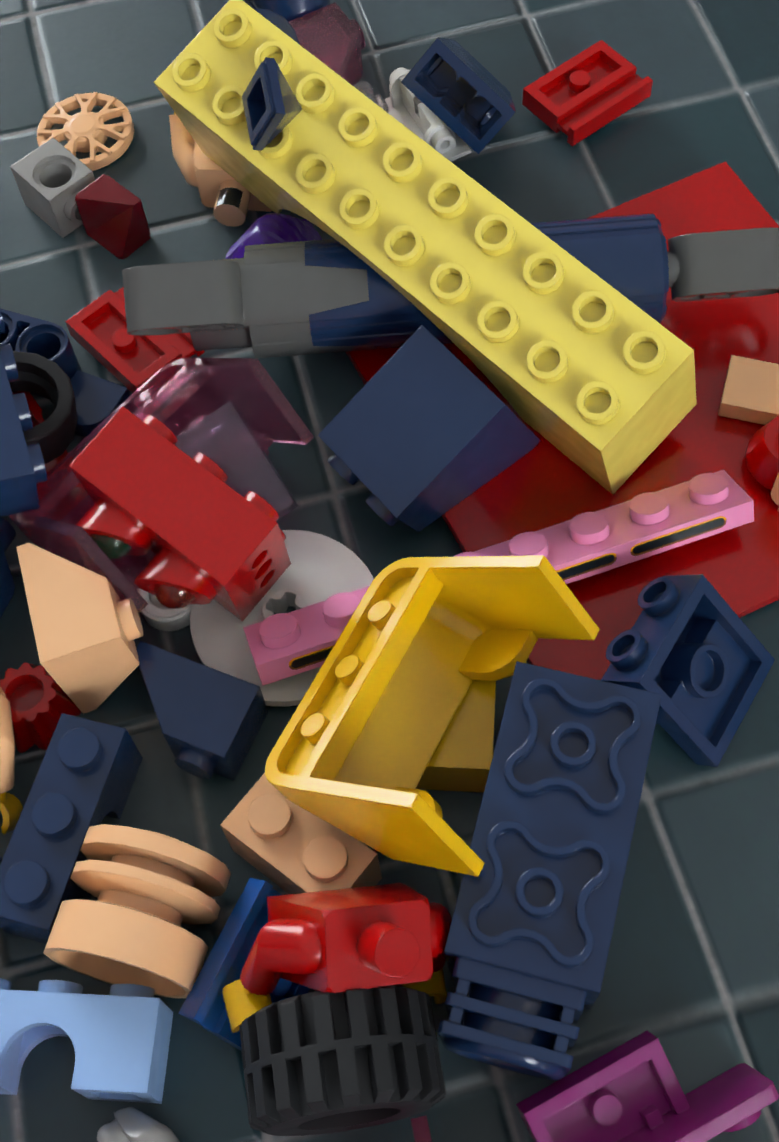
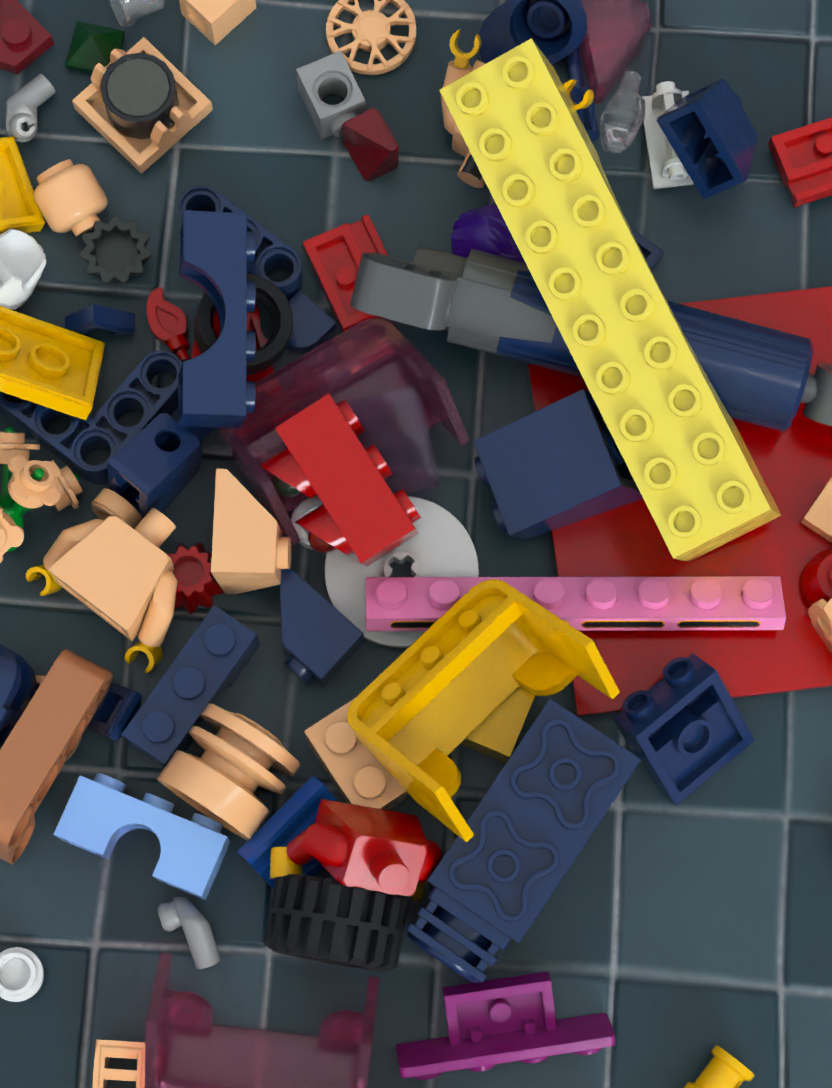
camera: 10 degrees right, 15 degrees up
(268, 104) = (522, 170): dark blue slope -> none

